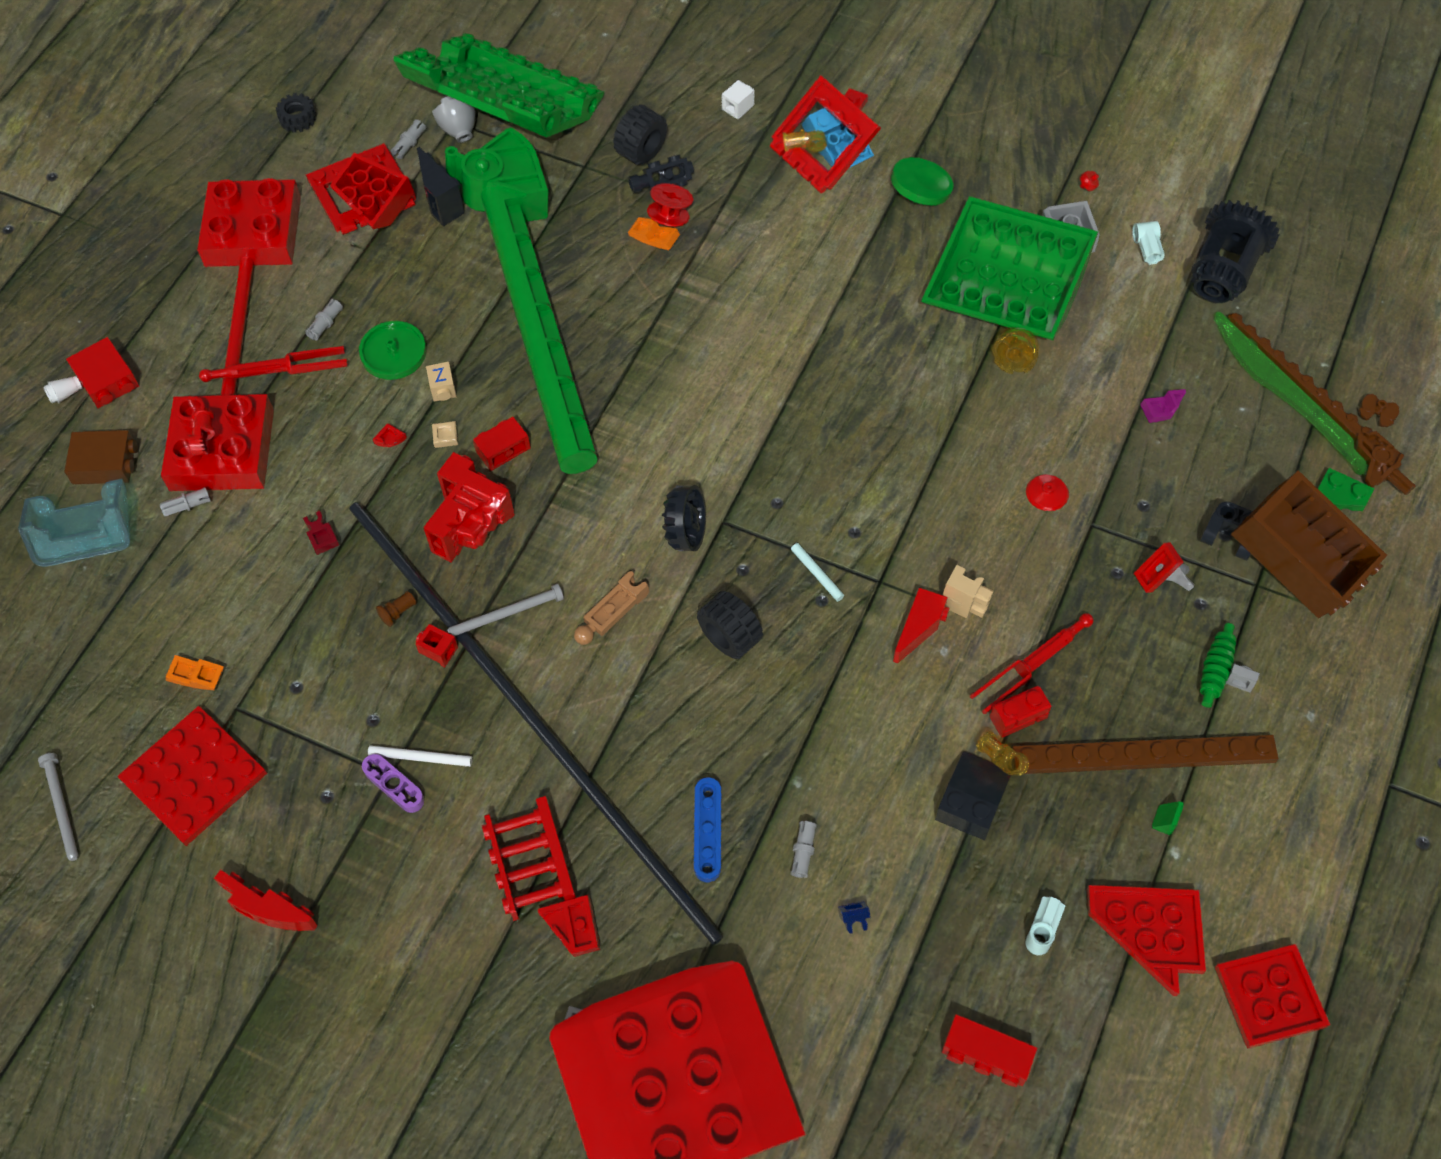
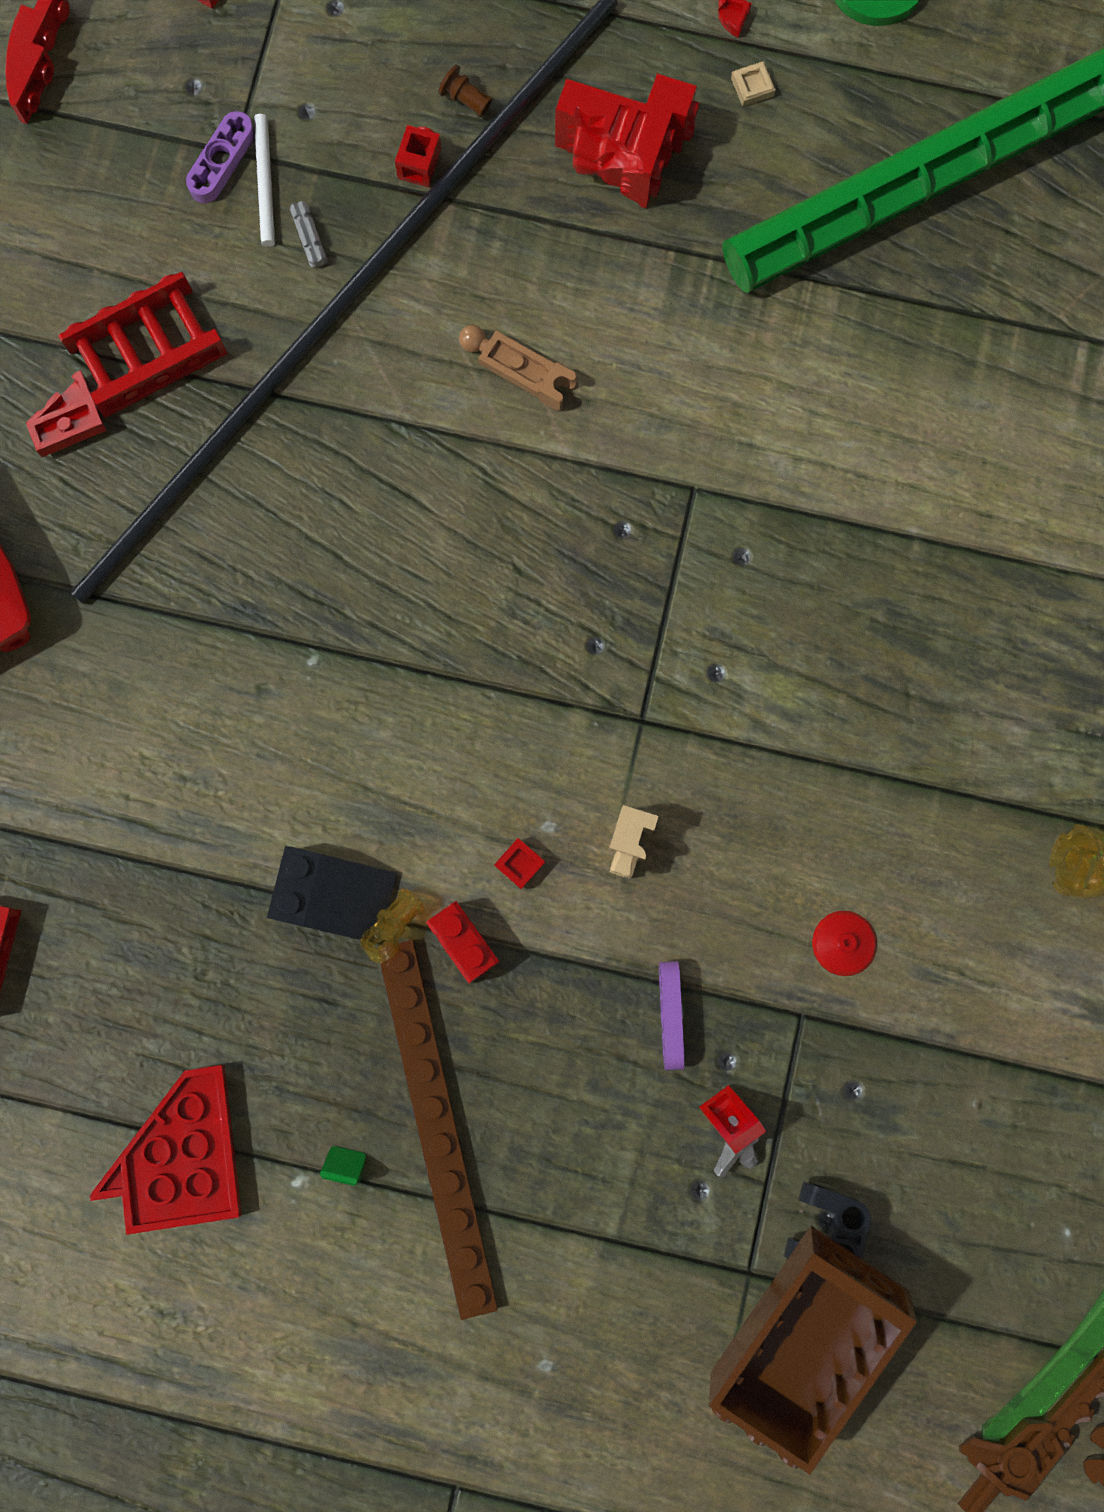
camera: 75 degrees right, 20 degrees up
(441, 381) = (834, 53): tan brick -> none
(472, 731) = (308, 234): none -> light grey axle
(501, 443) = (749, 158): red brick -> none
(554, 593) = (529, 287): light grey bar -> none
(685, 518) = (671, 438): black gear -> none
(707, 830) = (220, 555): blue plate -> none
(730, 624) = (509, 520): black tyre -> none
(803, 849) = (214, 682): light grey pin -> none
(817, 572) = (636, 631): light aqua bar -> none
(854, 912) = (134, 761): clear blue tile -> none
(922, 621) = (584, 787): red slope -> none
(969, 669) = (519, 863): none -> red plate
(1036, 658) = (553, 956): red piece -> none
(1045, 924) = (160, 1013): light aqua piece -> none
(1084, 595) = (671, 1015): none -> medium lavender beam
(1164, 407) = (1038, 1105): magenta slope -> none
(1218, 665) = (595, 1222): green piece -> none
(1242, 678) = (581, 1260): light grey plate -> none
(1272, 996) = (109, 1328): red plate -> none
(1345, 491) = (941, 1399): green wing -> none

